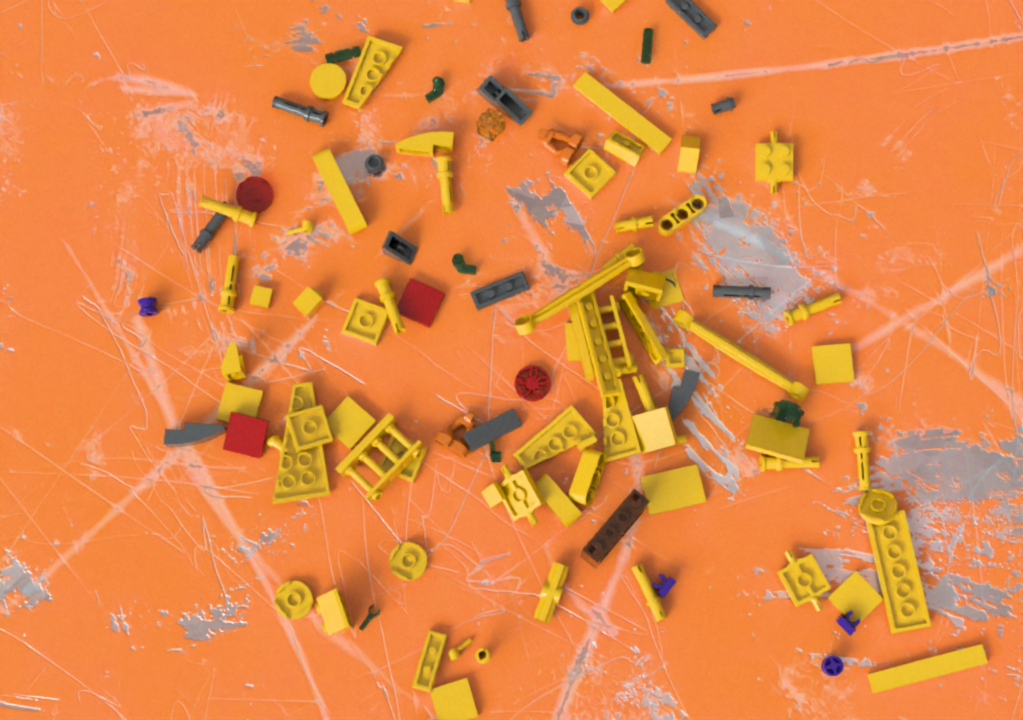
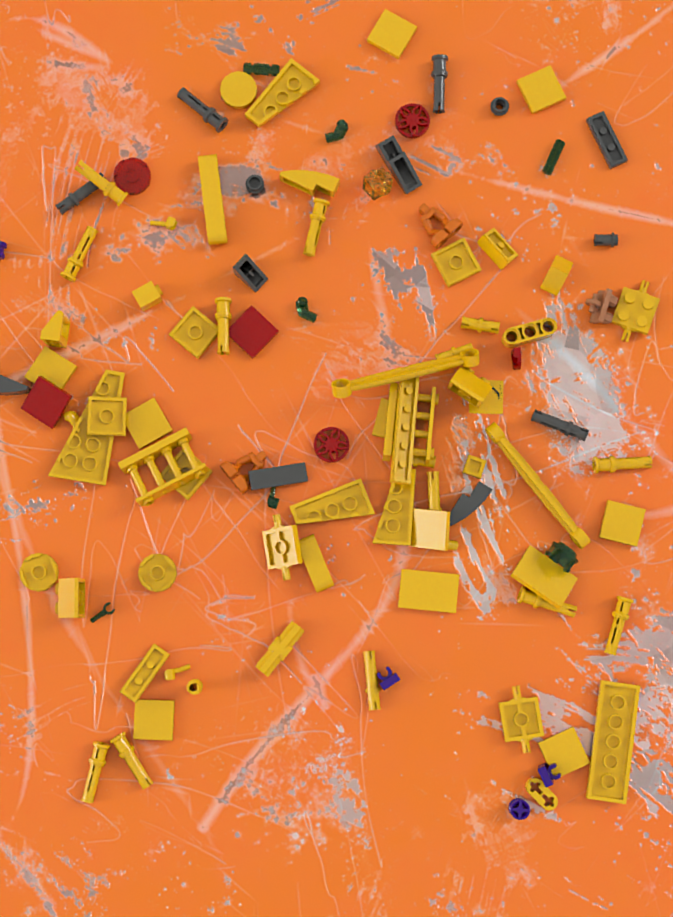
camera: 15 degrees right, 5 degrees up
(261, 296) = (105, 275): yellow tile -> none
(493, 495) = (258, 538): yellow tile -> none
(500, 291) = (331, 346): dark grey tile -> none
(502, 55) = (412, 120): none -> red wheel
(587, 443) = (362, 519): yellow tile -> none
(587, 476) = (352, 551): yellow beam -> none
(614, 528) = (359, 611): reddish brown window -> none
(622, 113) = (507, 214): yellow tile -> none
(642, 328) = (453, 428): yellow plate -> none
(678, 243) = (516, 358): none -> red tile
(738, 169) = (599, 305): none -> nougat hips
(850, 640) = (538, 796): none -> yellow beam
(878, 506) = (616, 674): yellow tile -> none
(927, 668) = (608, 842): yellow tile -> none

